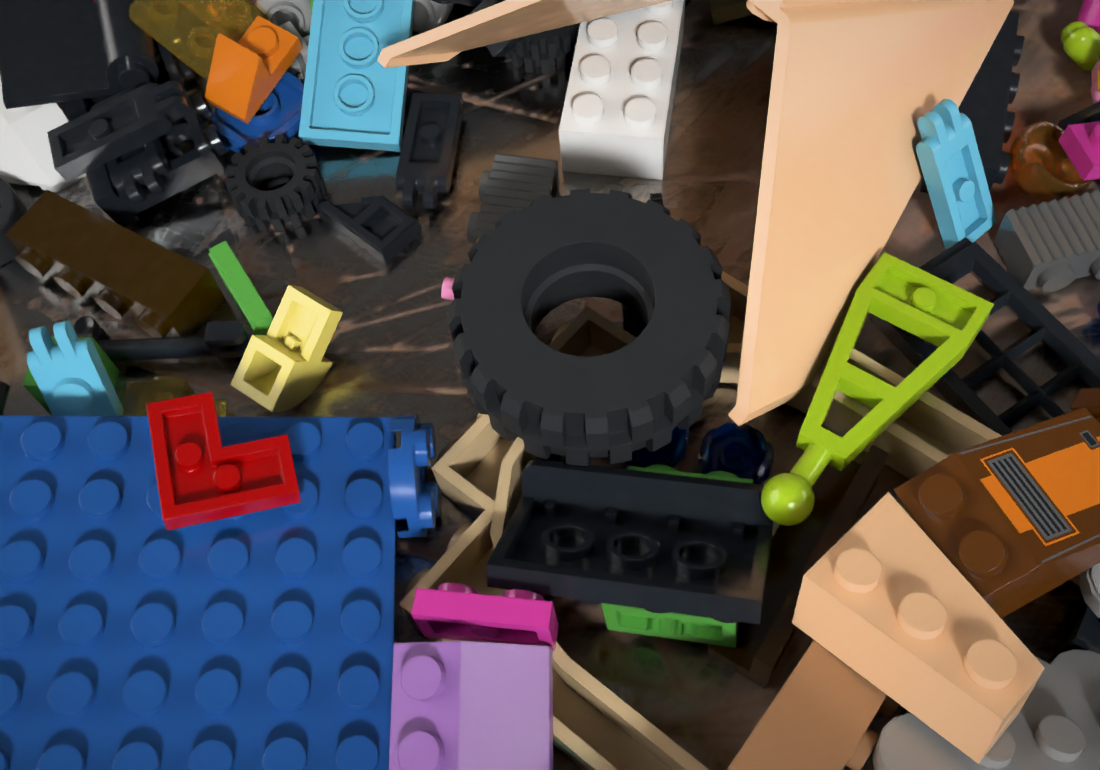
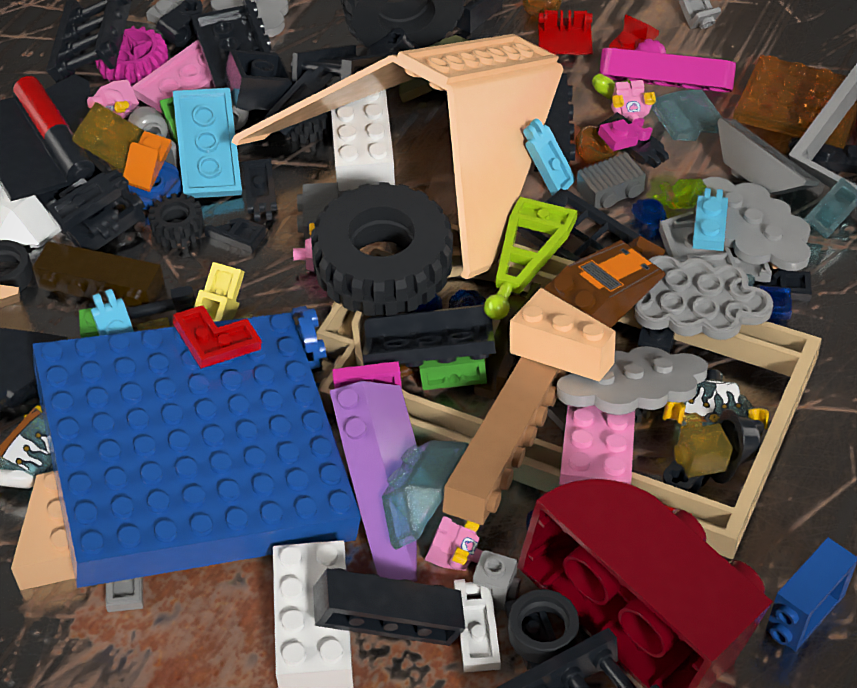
camera: 20 degrees left, 10 degrees down
(241, 288) = (179, 274): bright green tile -> none

